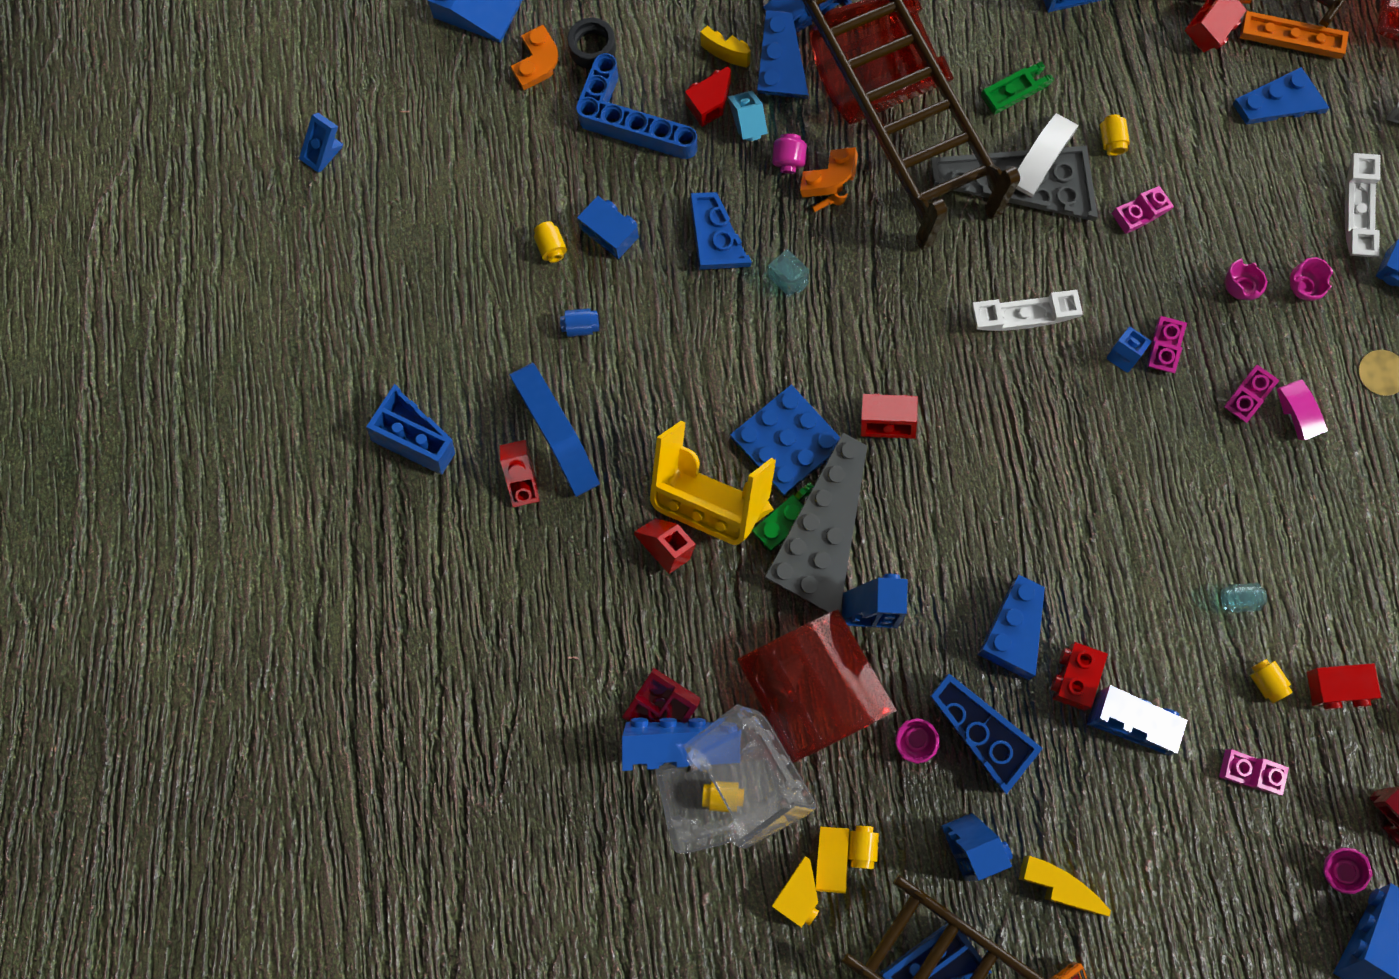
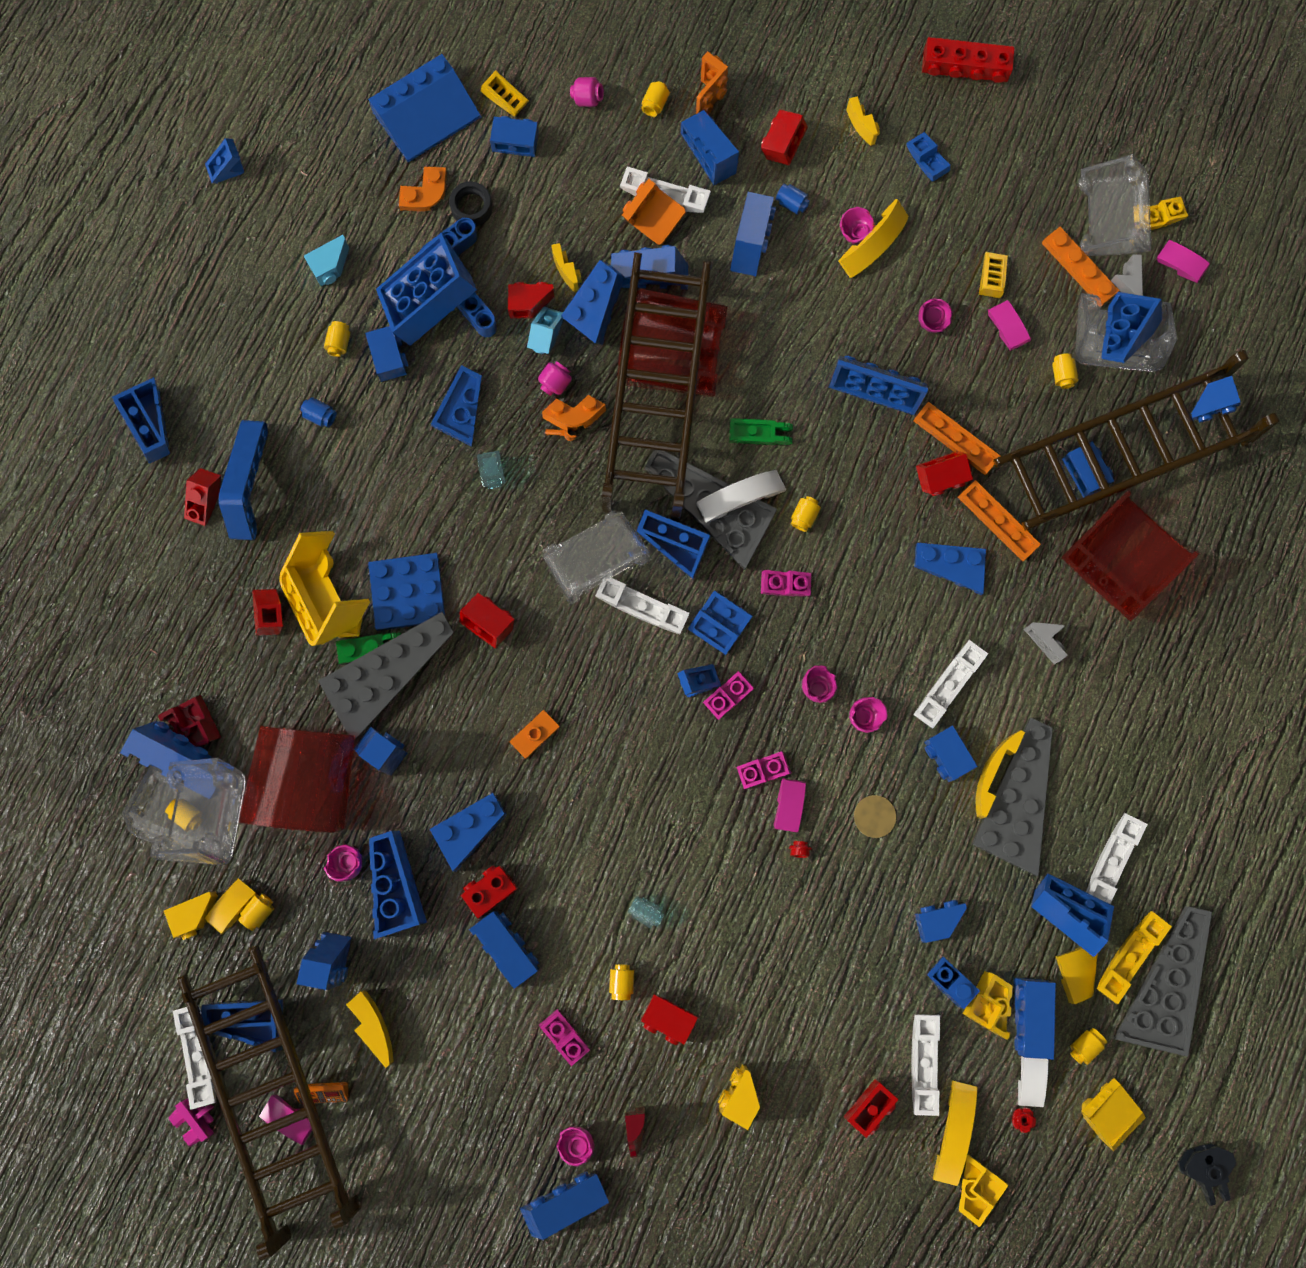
camera: 25 degrees right, 5 degrees up
(487, 176) = (328, 260): none -> medium azure slope
(609, 141) = (425, 290): none -> blue slope
(949, 292) = (595, 555): none -> clear windscreen
(1010, 498) = (534, 734): none -> orange plate
(1015, 232) = (675, 541): none -> blue wedge
(1108, 282) = (720, 622): none -> blue slope
(1341, 445) = (800, 849): none -> red plate

